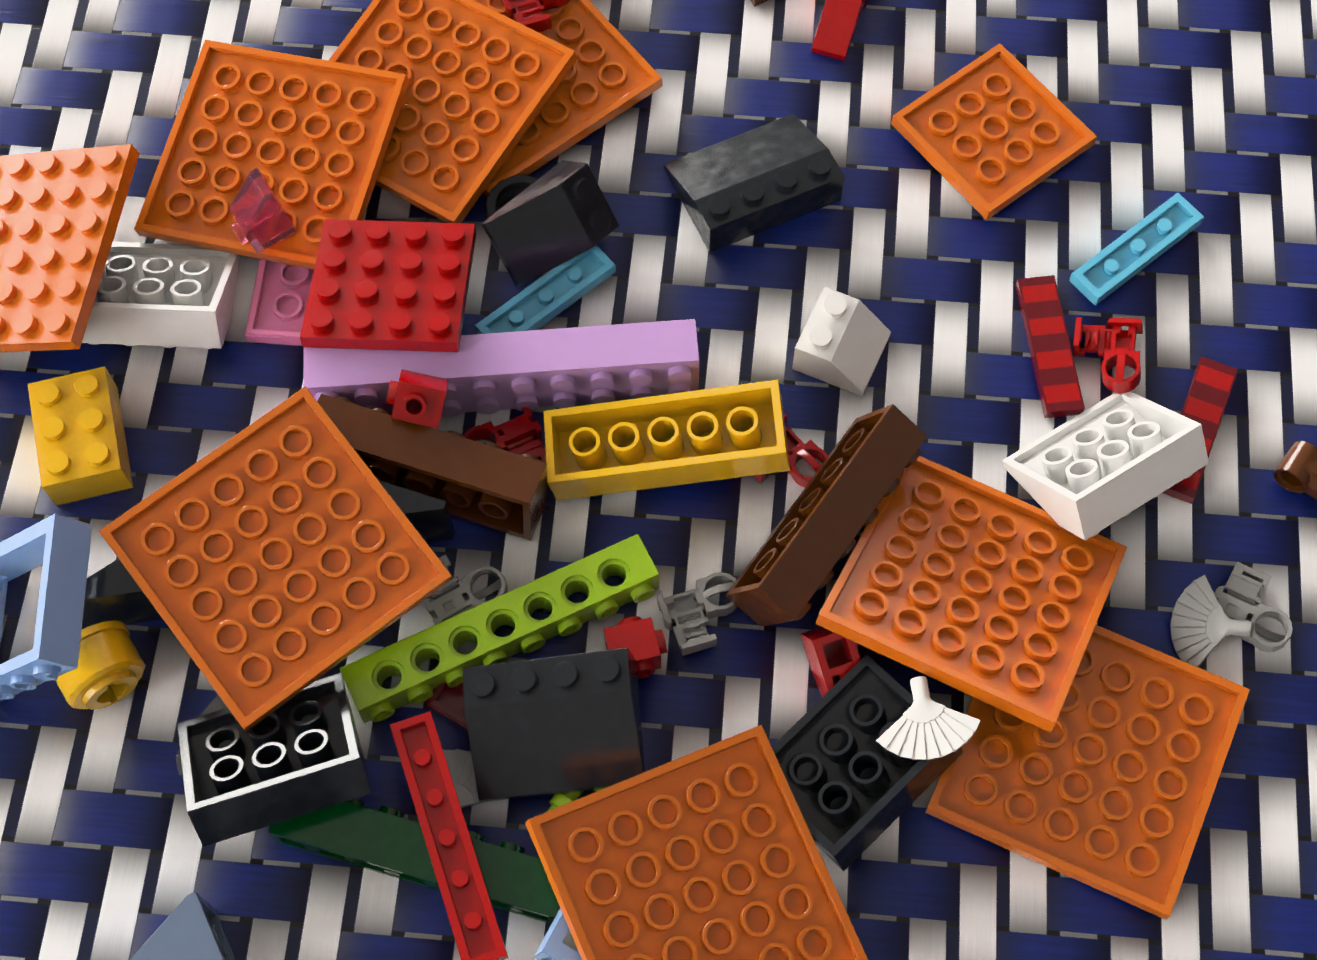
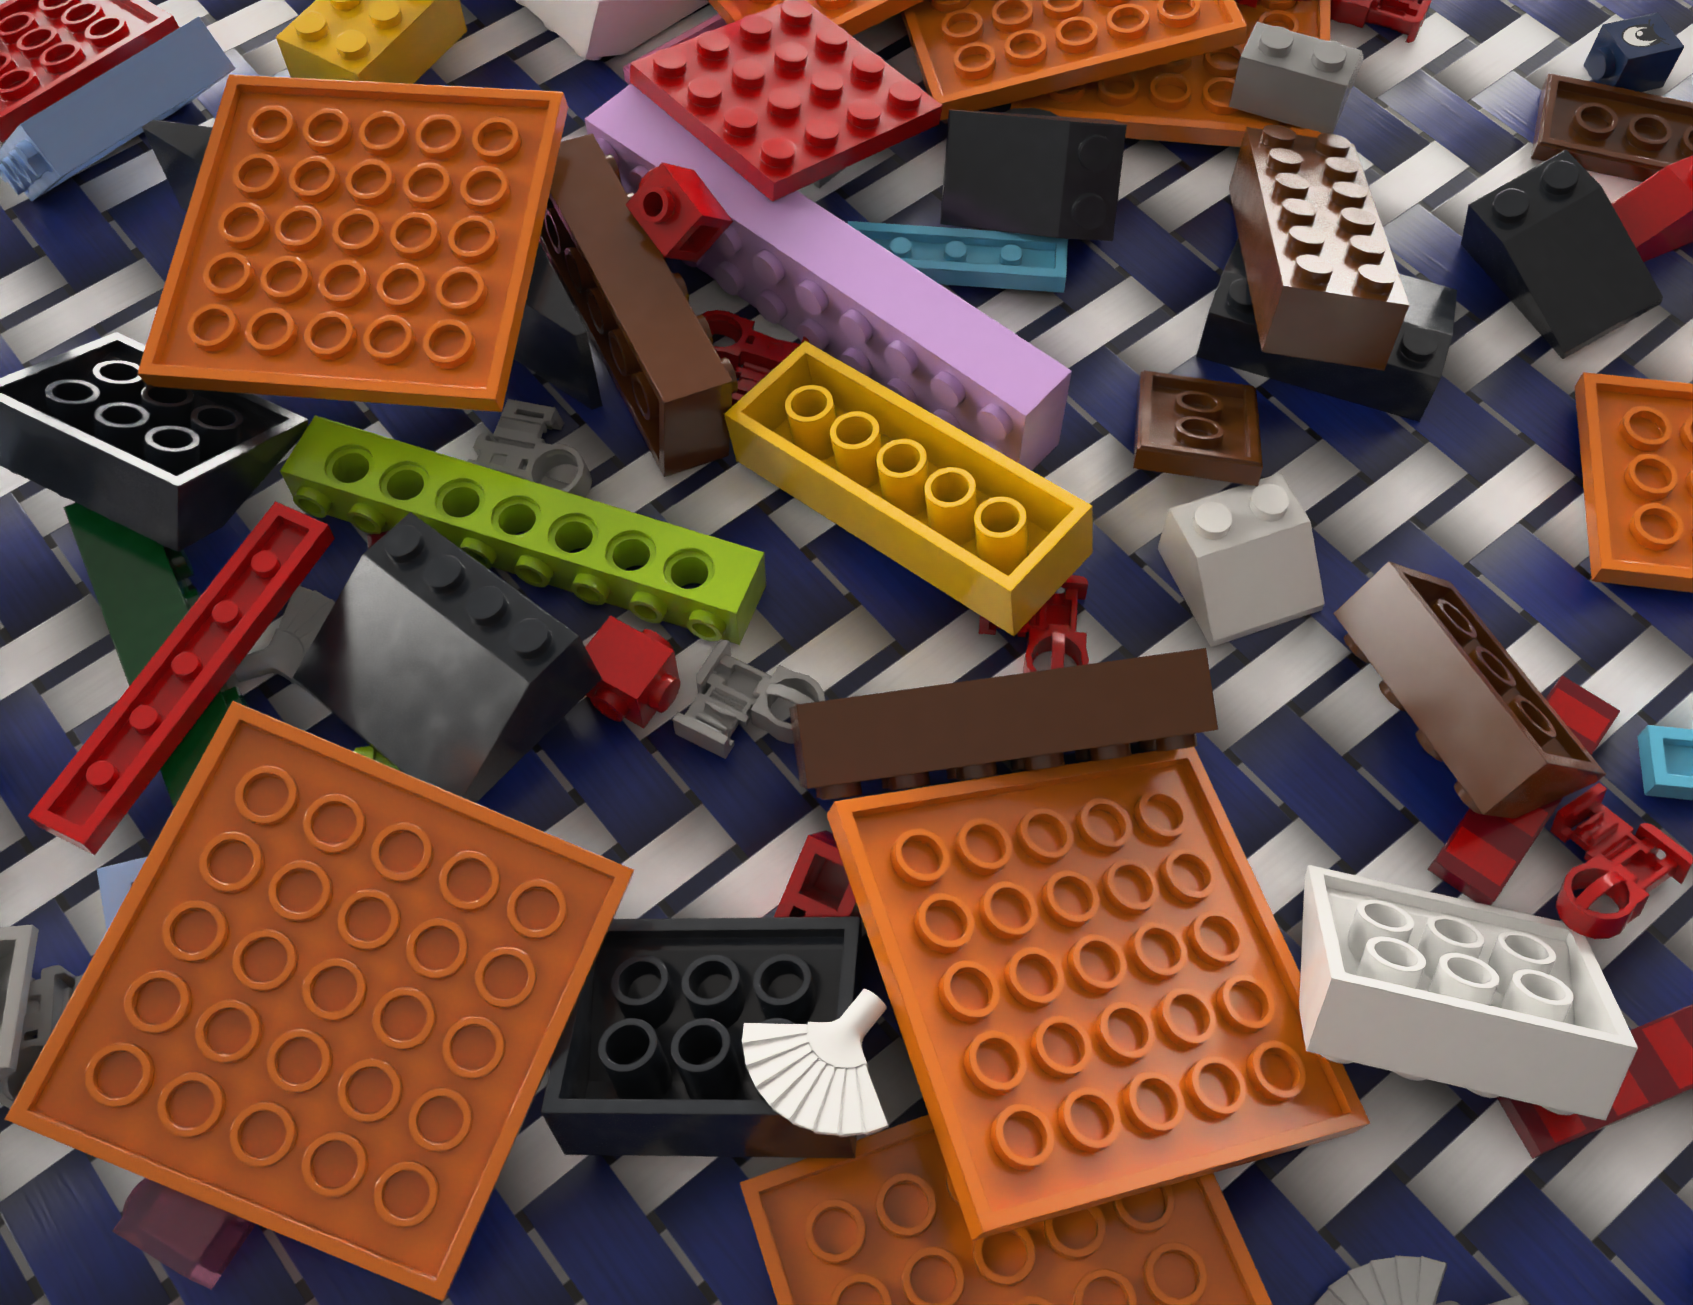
camera: 45 degrees right, 5 degrees down
(106, 667) = (122, 222): yellow wheel -> none
(618, 56) = (1295, 78): none -> light grey slope
(729, 154) = (1315, 250): none -> reddish brown brick
(760, 294) = (1197, 428): none -> reddish brown tile
(827, 58) = (1560, 254): none -> black slope
(990, 324) = (1464, 694): none -> reddish brown slope

